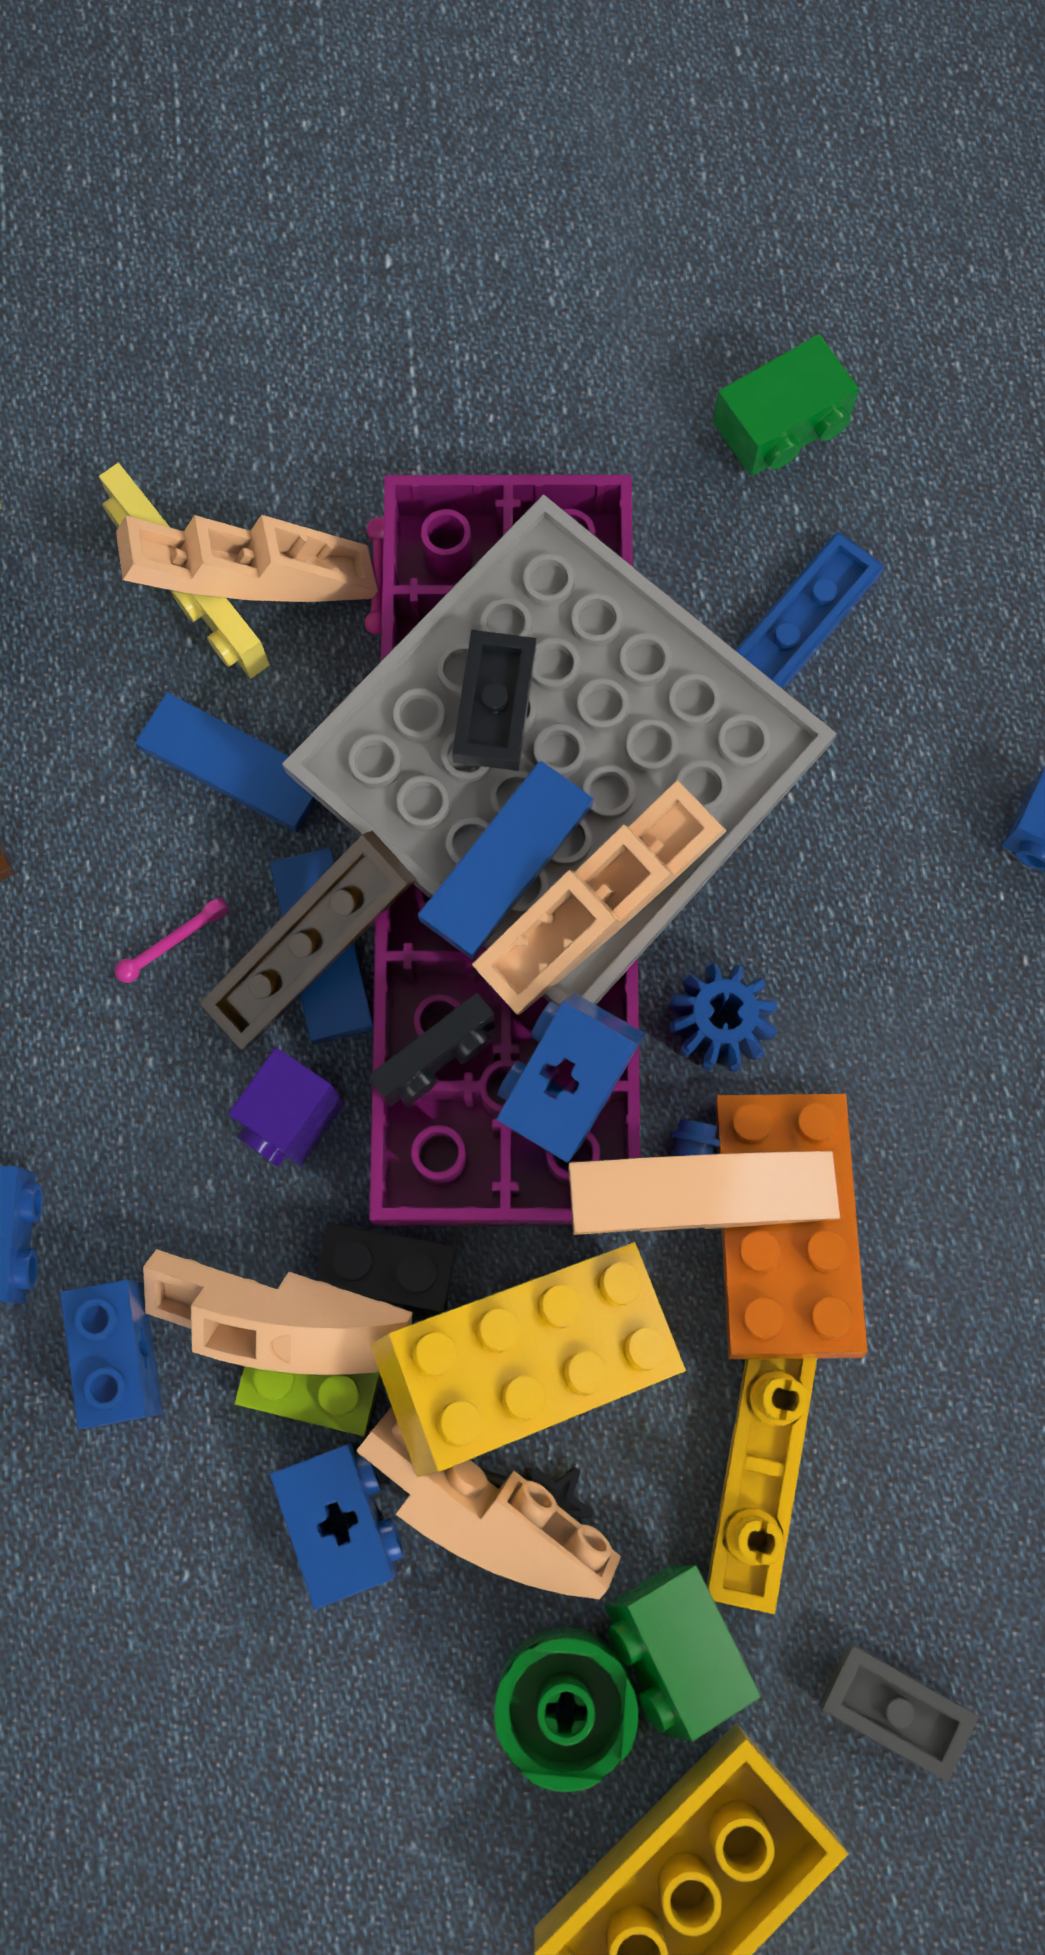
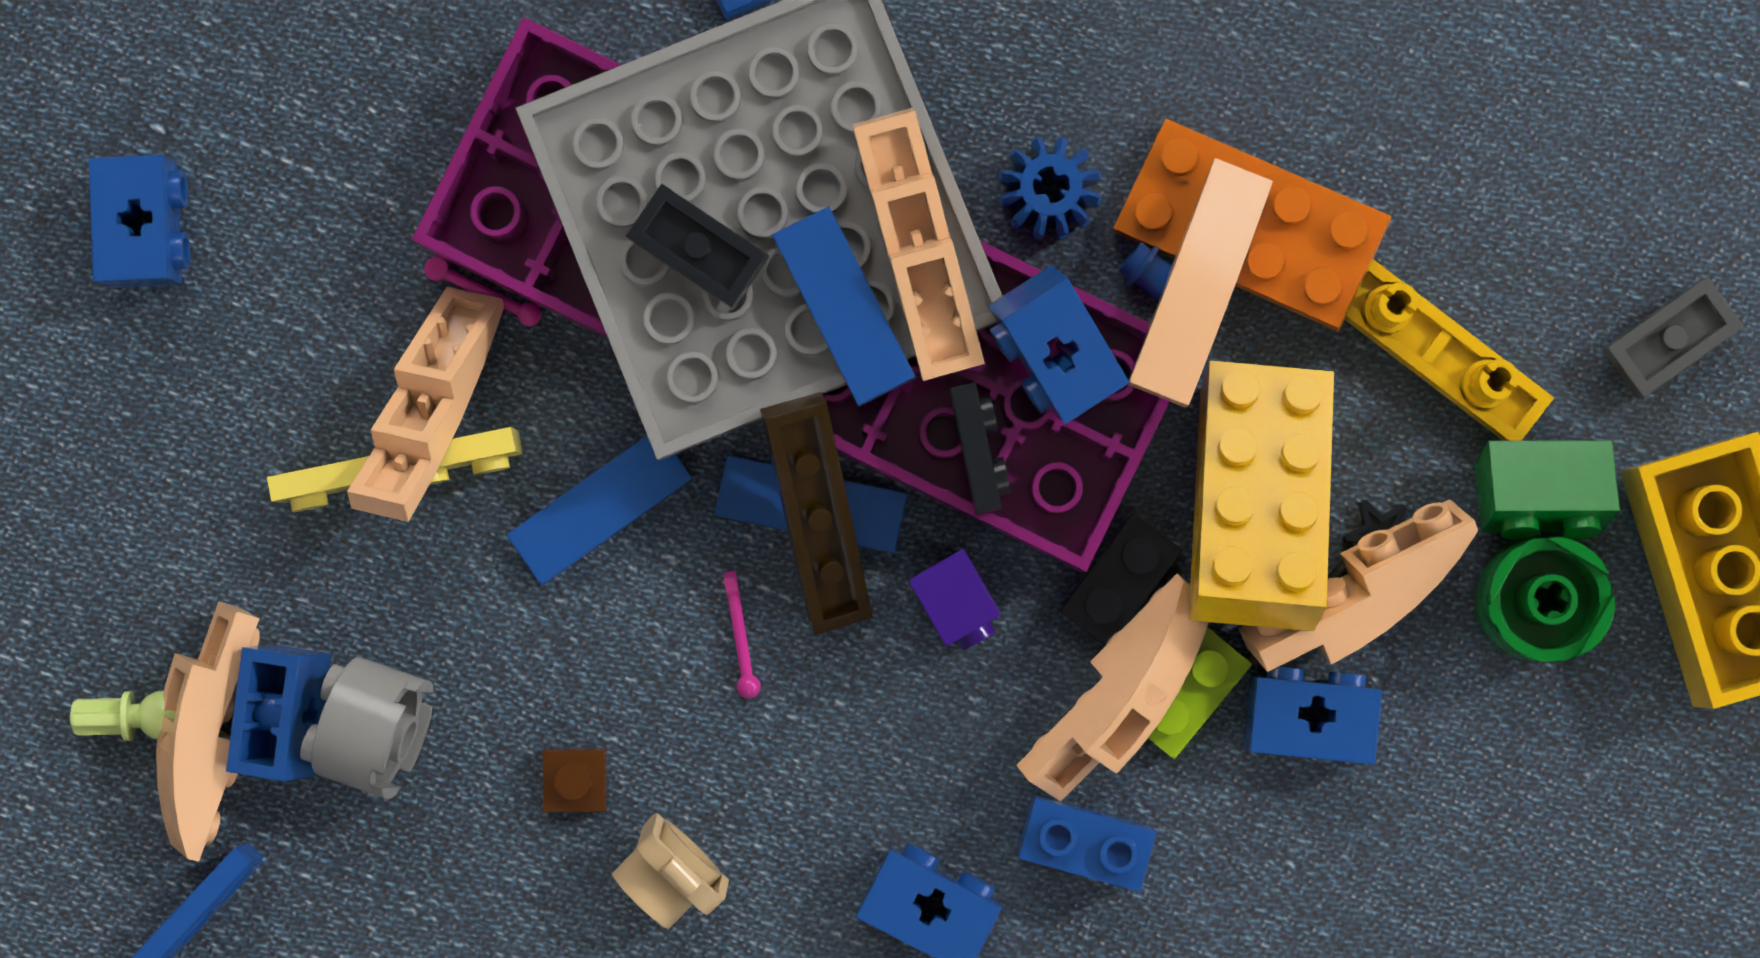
camera: 60 degrees left, 10 degrees up
(296, 270) = (119, 195): none -> blue brick

